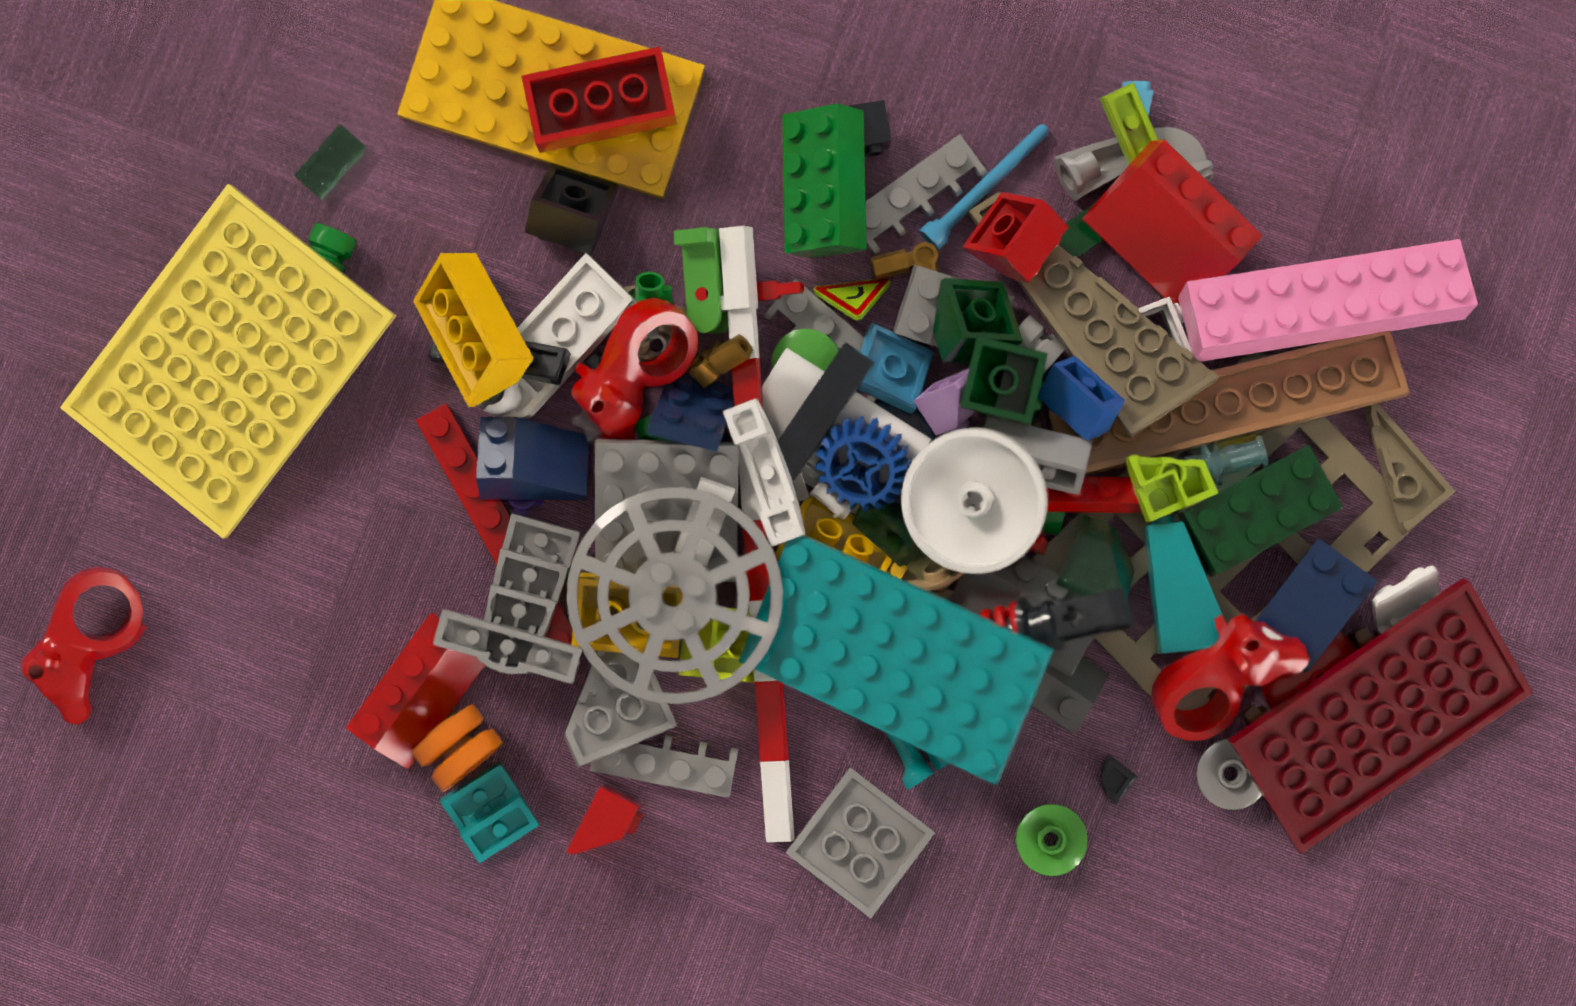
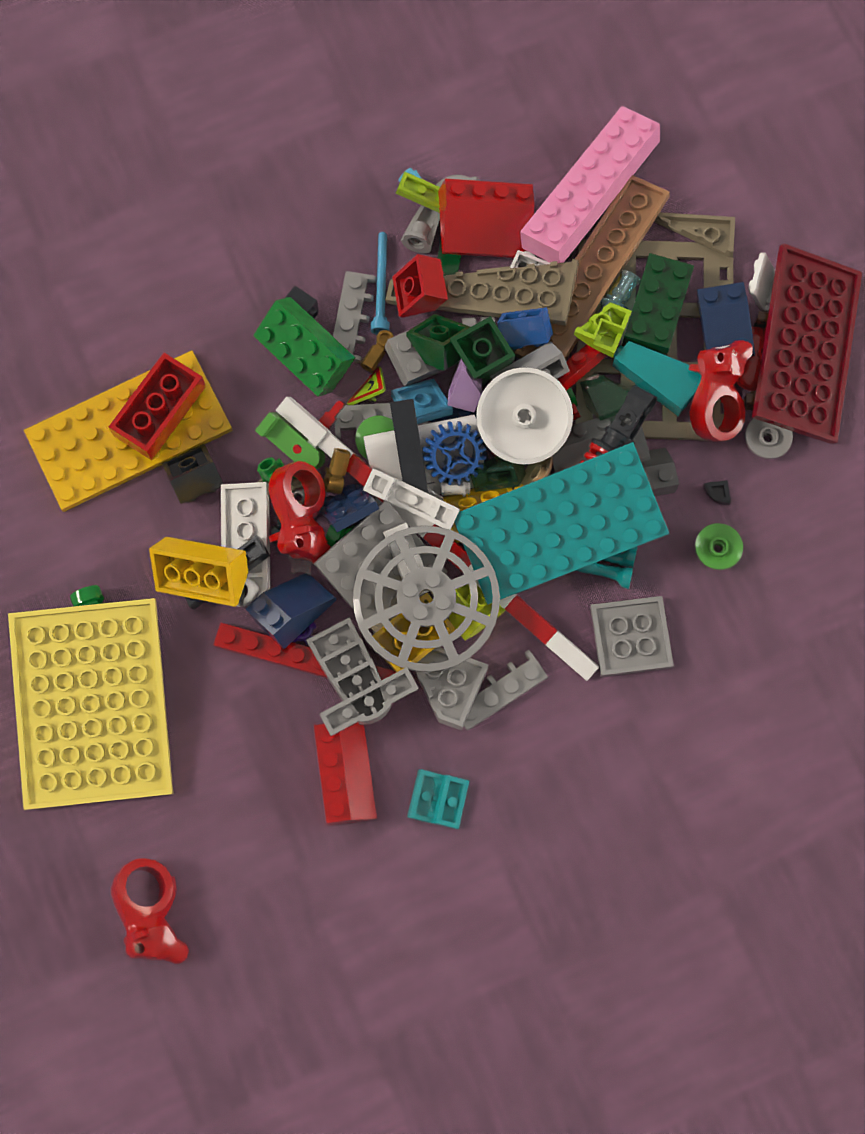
camera: 45 degrees left, 10 degrees down
(331, 161) = (49, 563): clear green tile -> none
(454, 743) = (391, 778): orange wheel -> none
(606, 820) = (500, 740): red slope -> none

